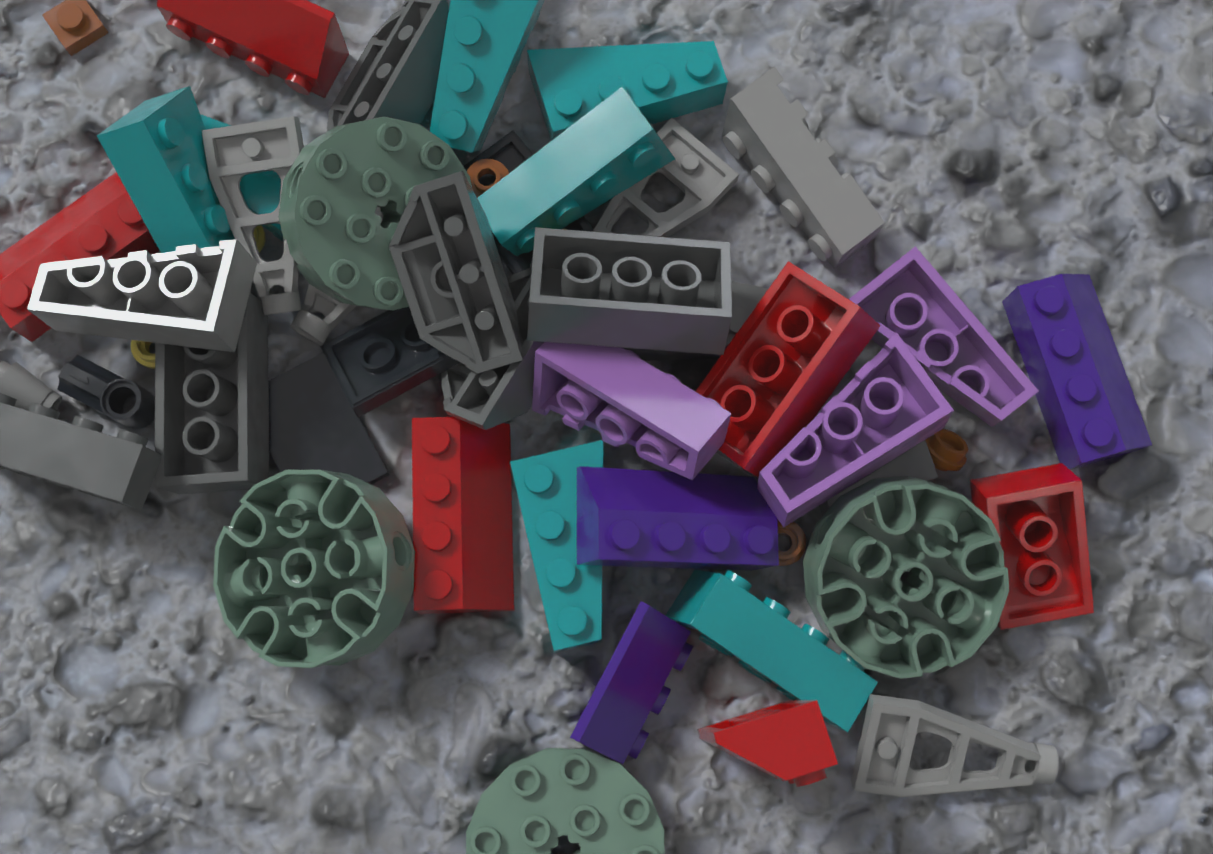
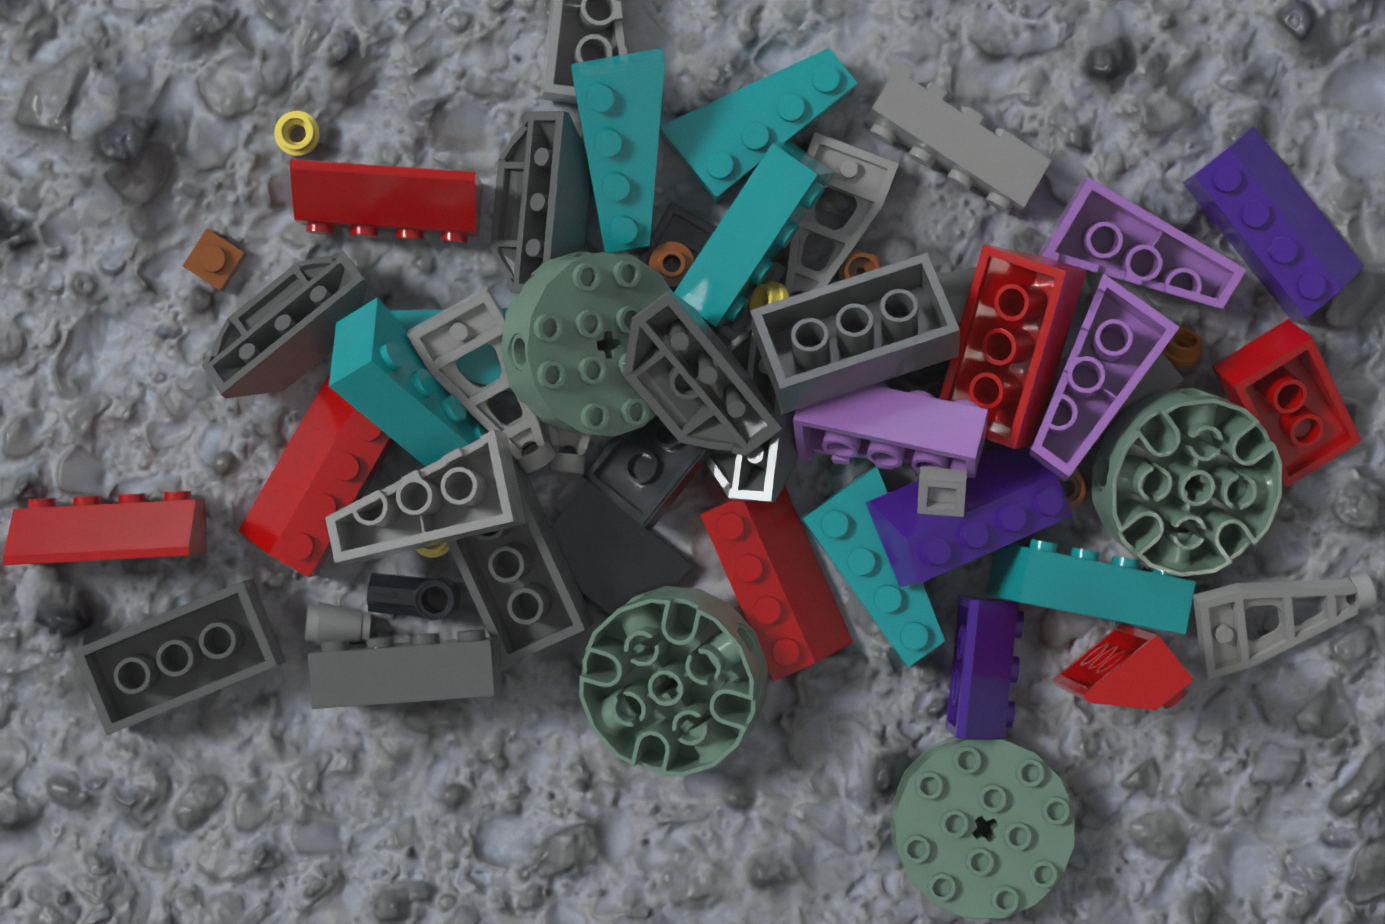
camera: 20 degrees left, 10 degrees up
(81, 106) = (285, 327): none -> dark grey wedge
(654, 479) = (942, 491): none -> light grey plate

